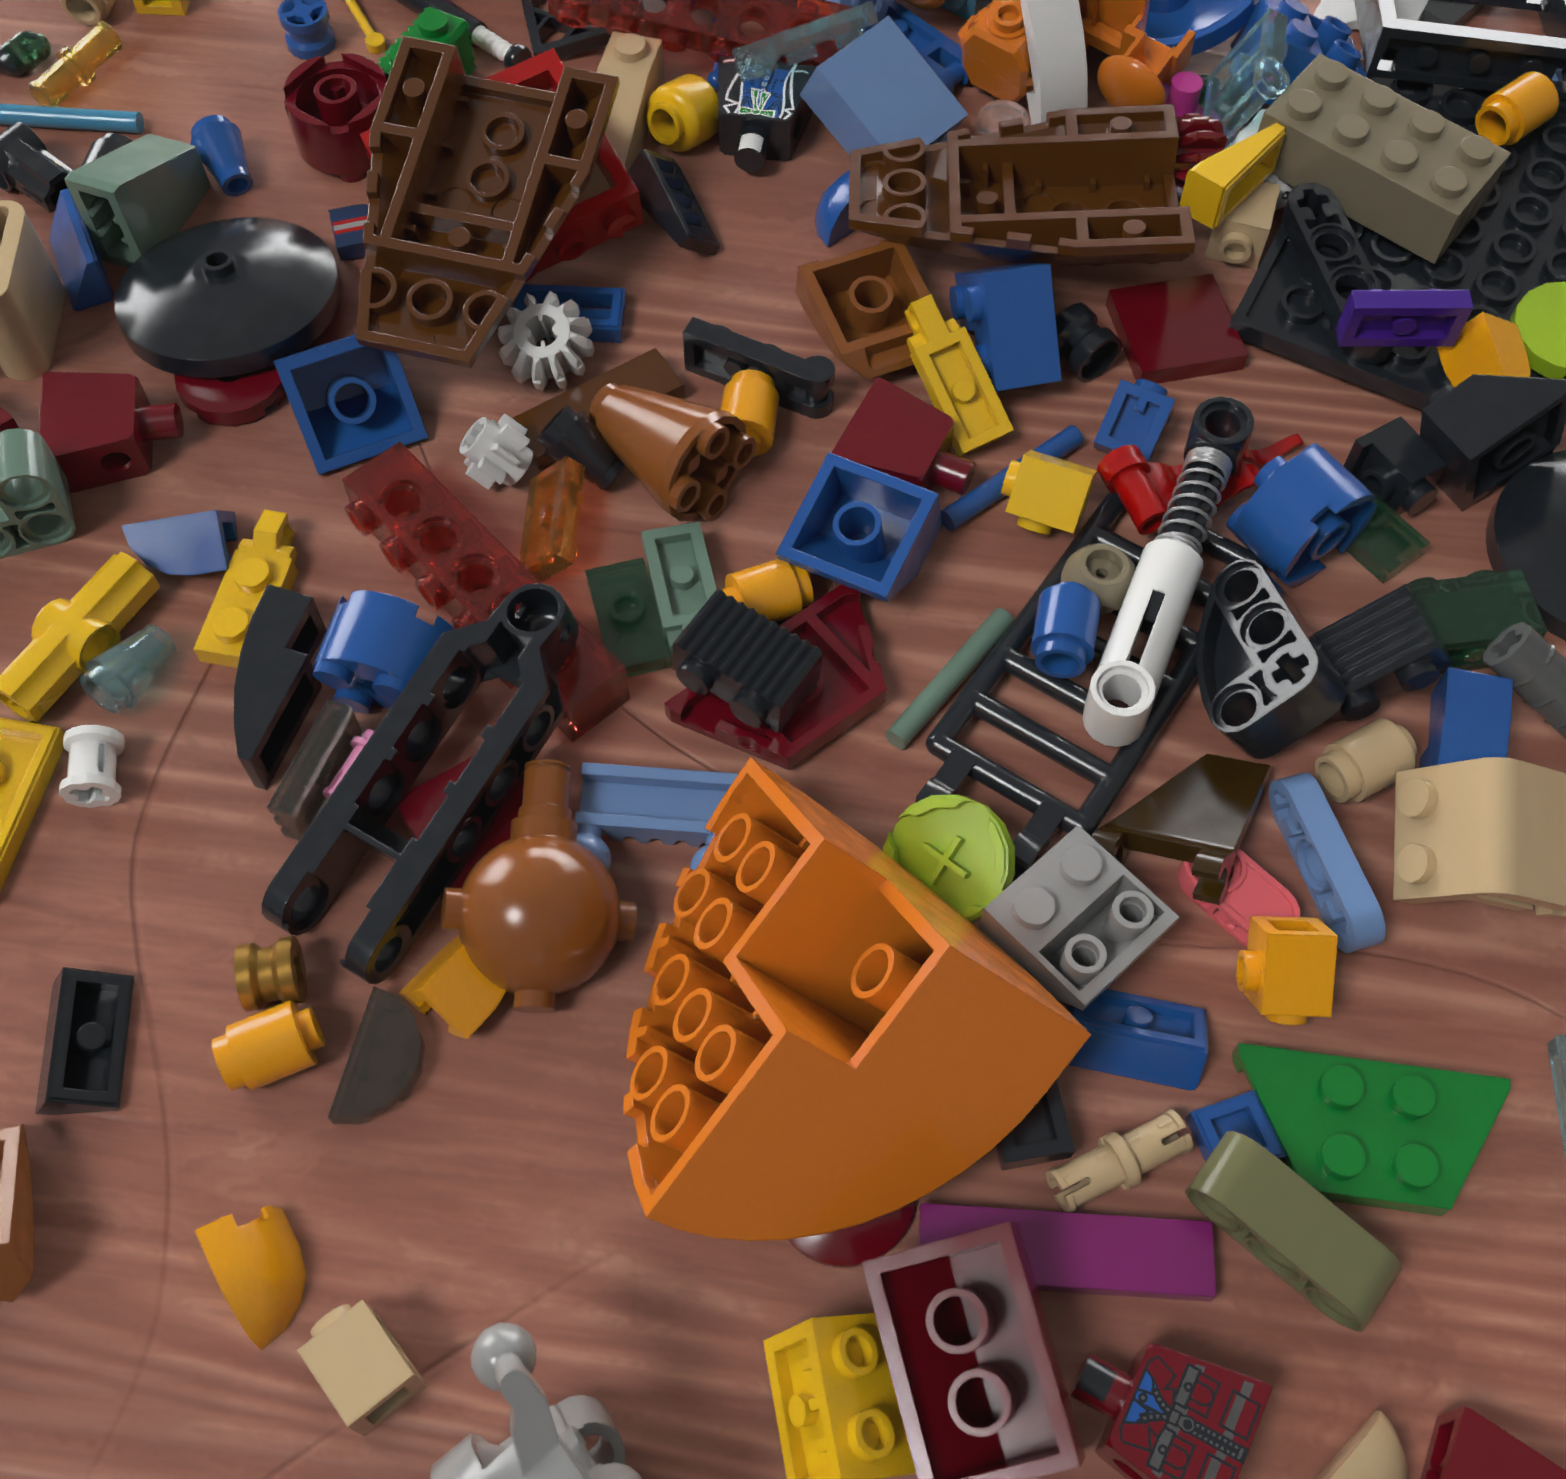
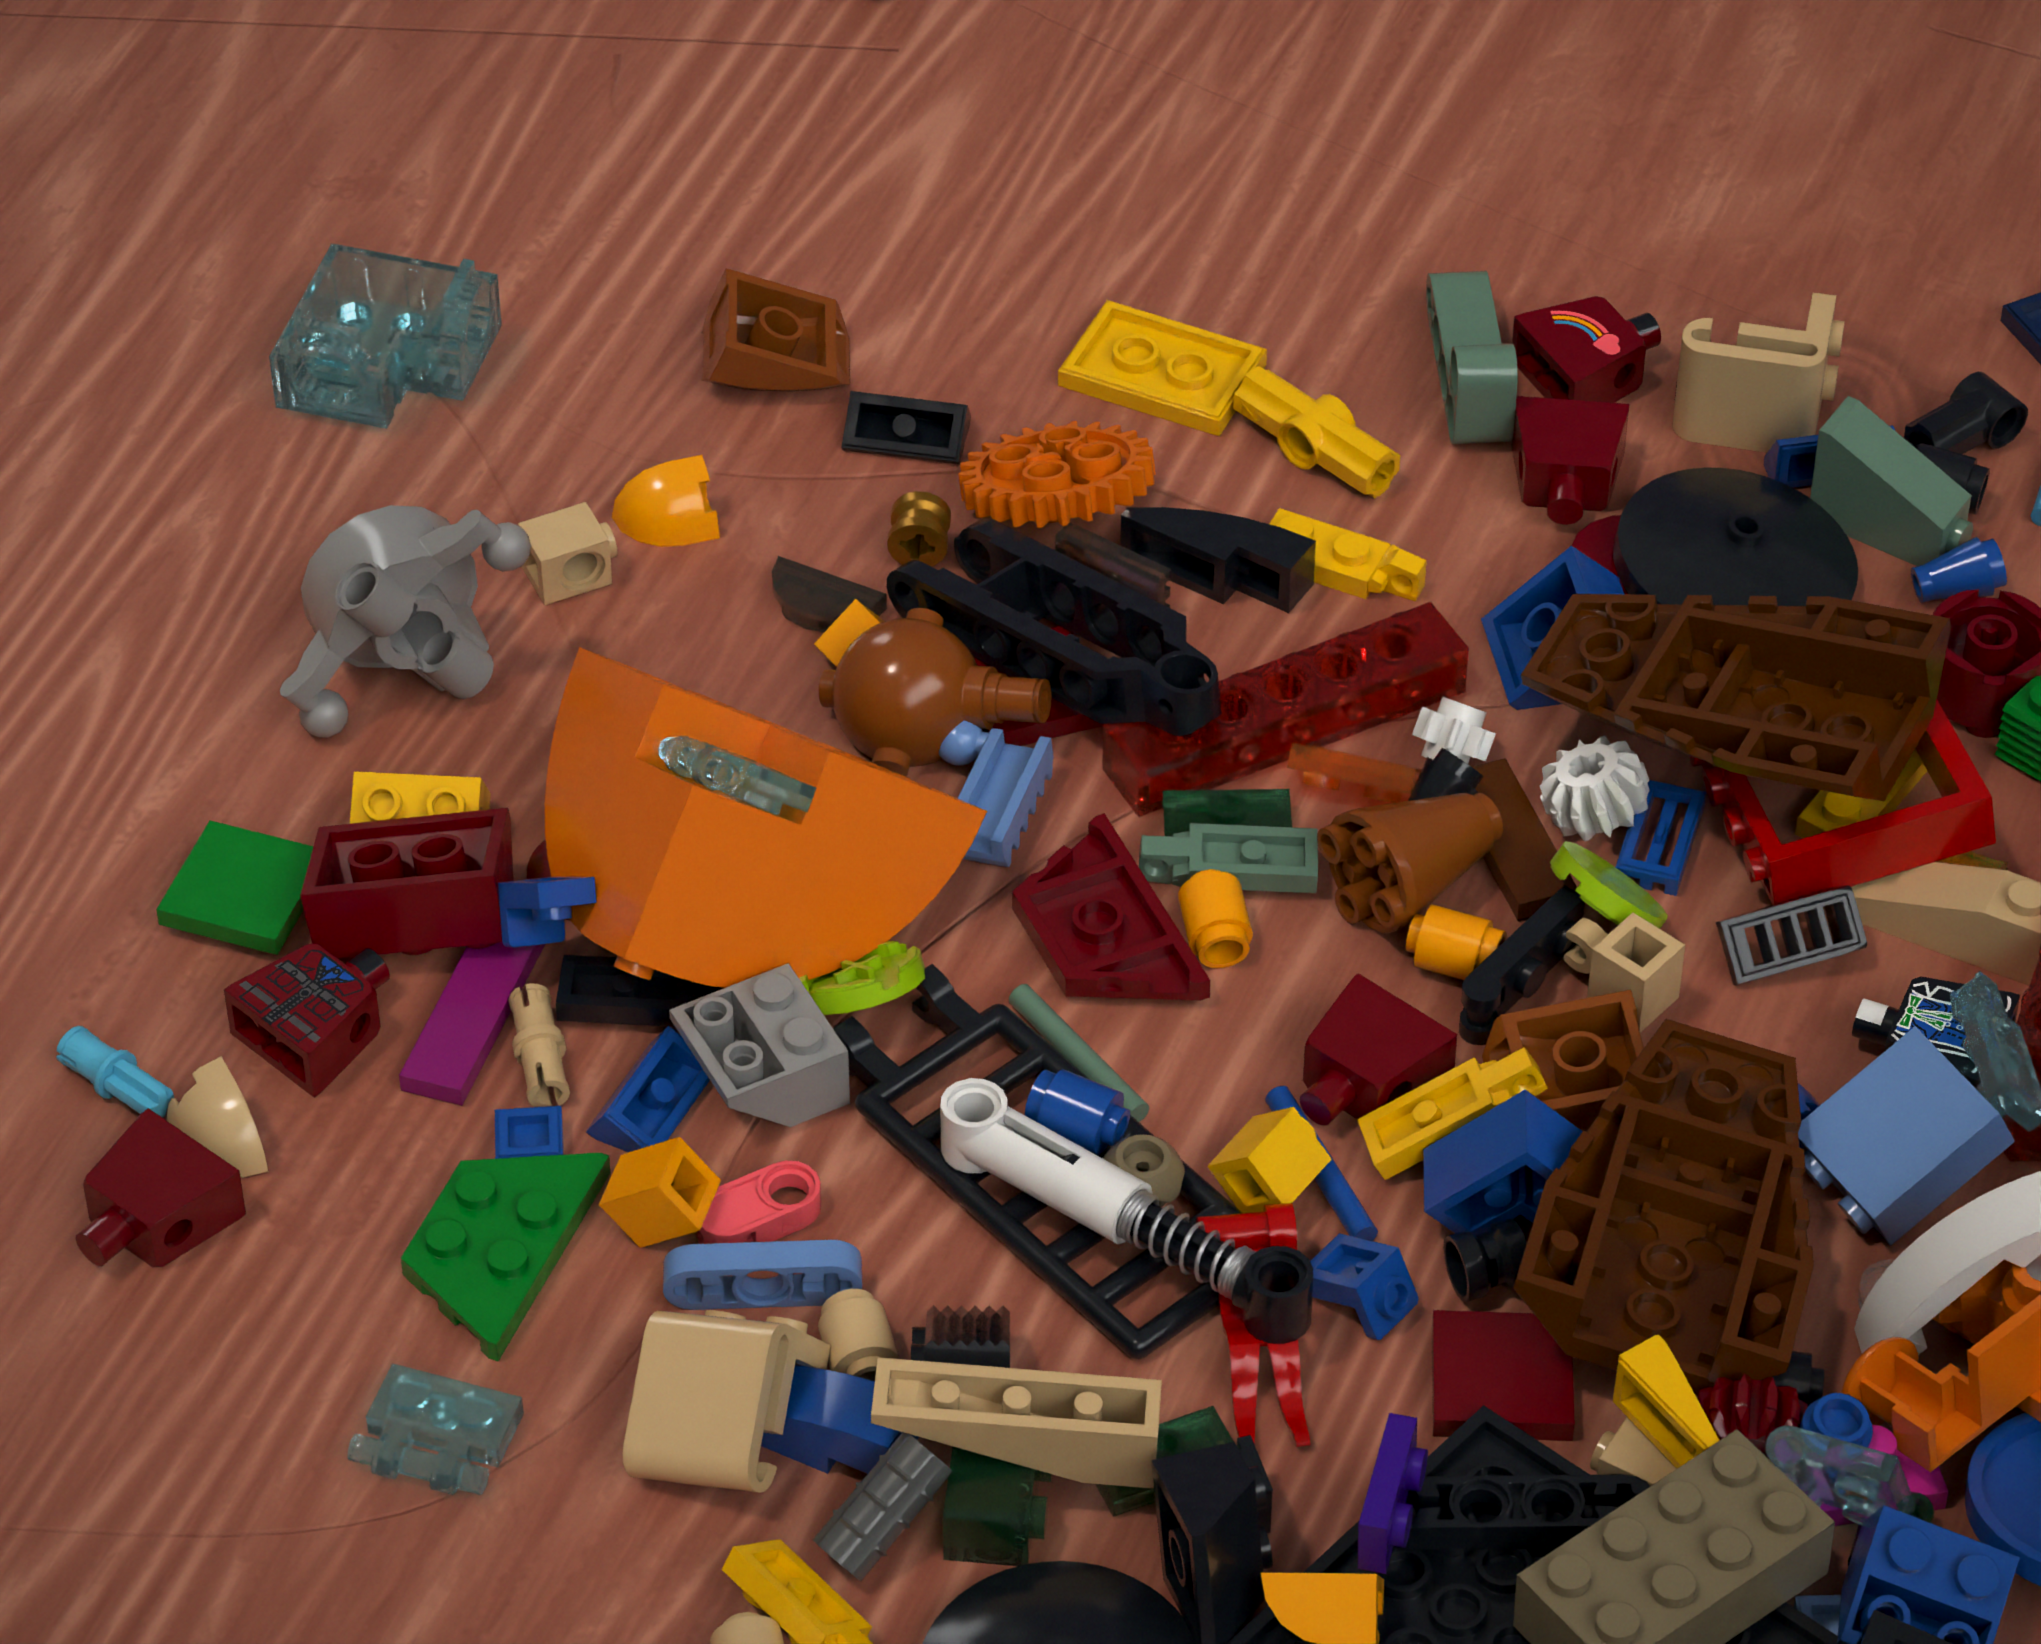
camera: 105 degrees right, 15 degrees down
(92, 766) = (1187, 427): white bush -> none
(127, 669) = (1268, 462): clear light blue cone -> none
(179, 846) = (1057, 474): none -> orange gear
(185, 542) = (1411, 511): brick -> none
(268, 1046) = (853, 524): light orange brick -> none
(374, 648) = (1221, 605): blue brick -> none
(668, 312) = (1606, 886): none -> lime tile
(683, 113) = (1948, 954): yellow head -> none
(746, 662) = (1110, 852): black brick -> none
(757, 284) = (1629, 958): none -> tan brick
(837, 939) = (734, 774): none -> clear light blue plate
(862, 528) = (1253, 987): blue slope -> none
(1000, 1165) = (536, 908): none -> blue bracket
(1193, 820) = (839, 1177): dark brown flag -> none
(1195, 92) = (1840, 1418): none -> blue plate
(1262, 664) = (997, 1264): black beam -> none
(1294, 1230) = (426, 1126): olive beam -> none
(1302, 513) = (1165, 1336): blue brick -> none
(1452, 568) = (1039, 1419): none -> tan slope

